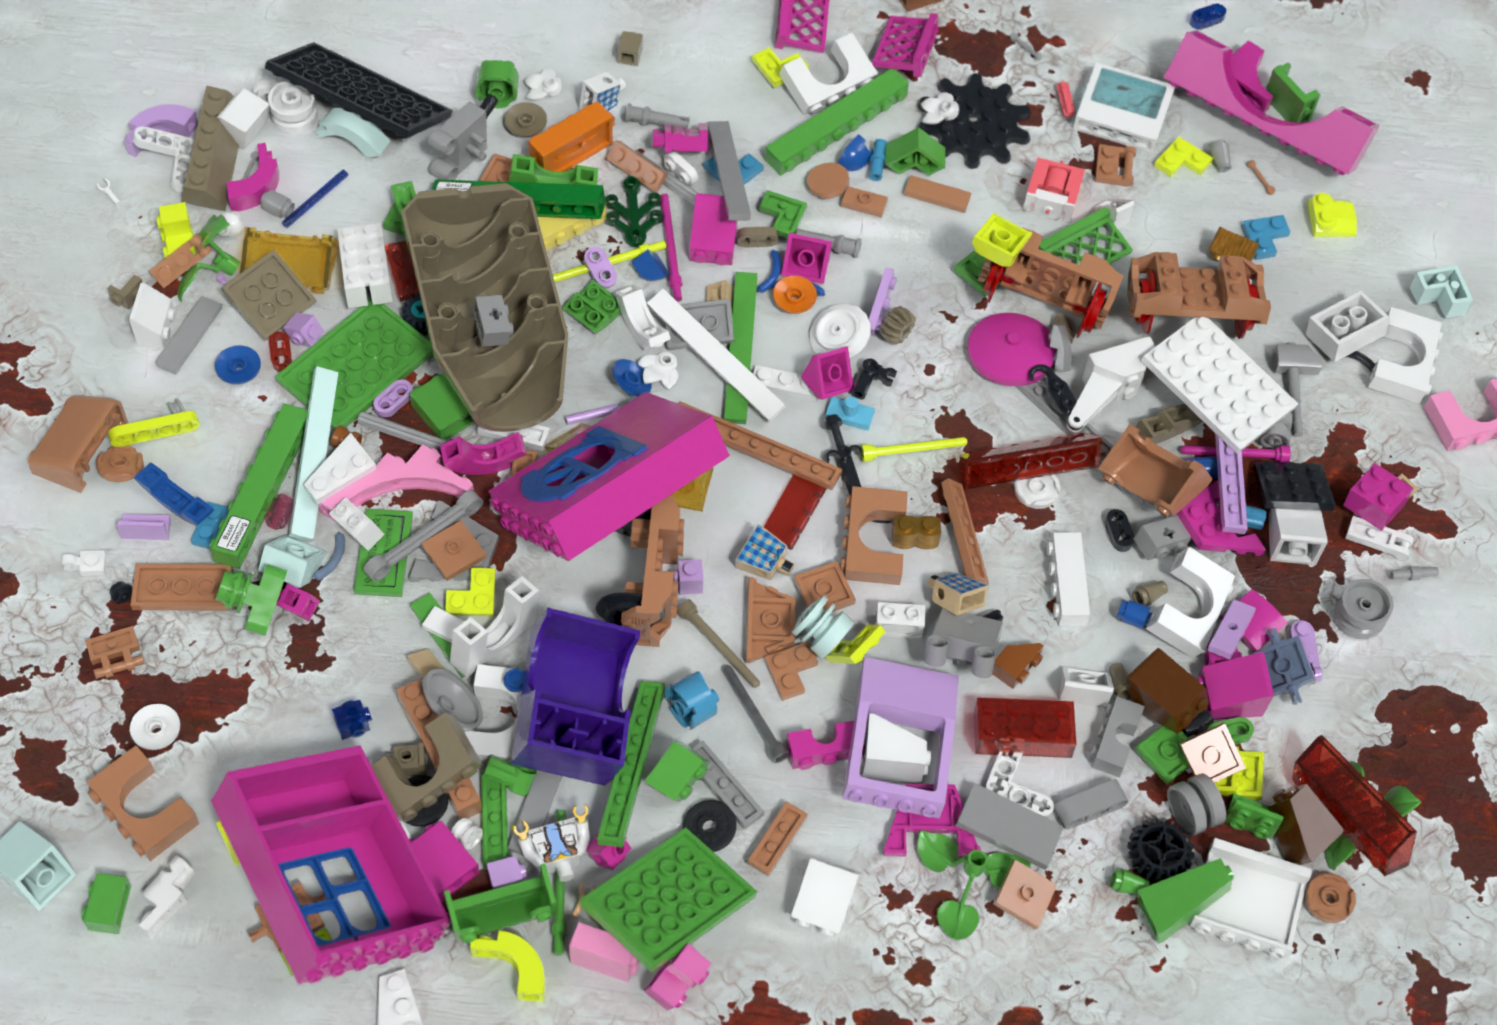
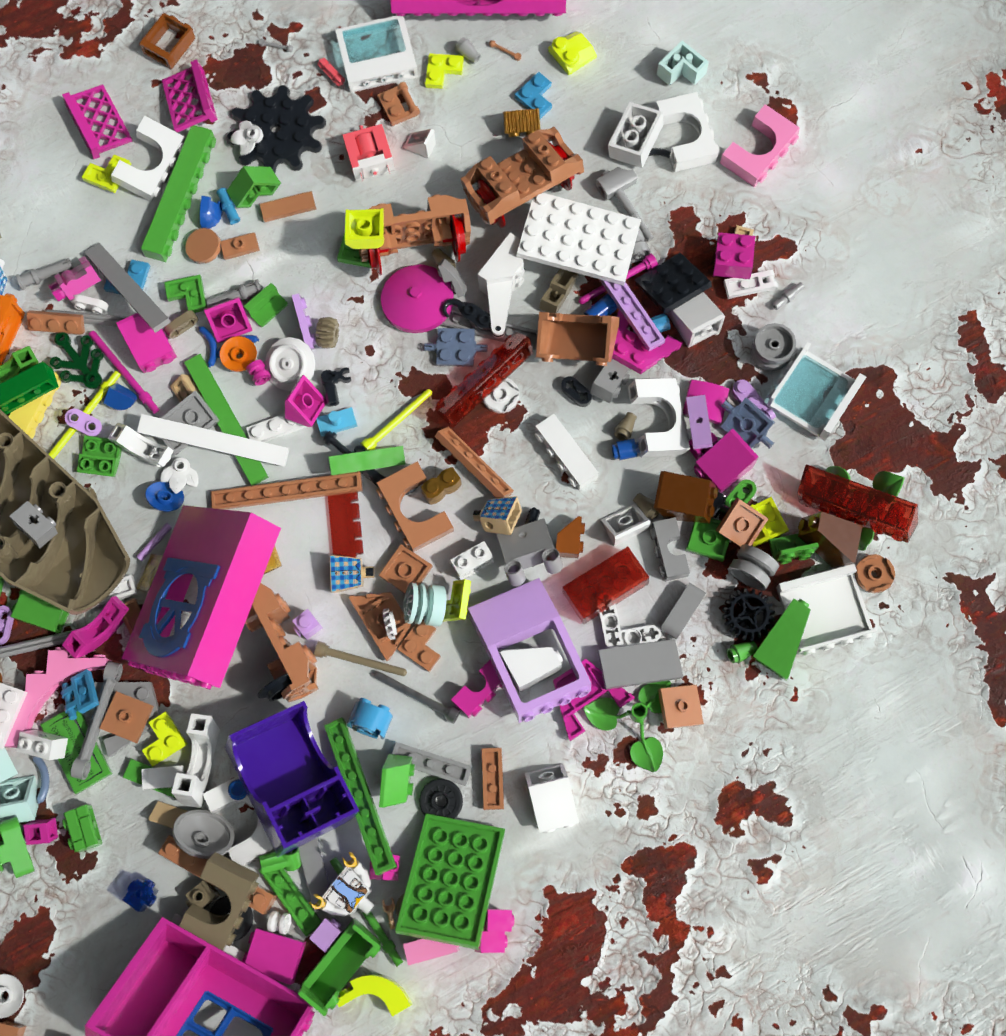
camera: 25 degrees left, 15 degrees up
(338, 625) = (82, 828): none -> bright green brick
(424, 503) = (83, 691): none -> dark azure plate
(774, 622) = (389, 622): none -> white gear
(803, 322) = (258, 372): none -> dark pink wheel
(852, 267) = (265, 305): none -> bright green panel
(856, 462) = (366, 460): none -> bright green tile
(1020, 415) = (455, 347): none -> sand blue plate
(1083, 228) = (405, 177): bright green fence -> none
(1379, 680) = (813, 393): none -> clear light blue panel

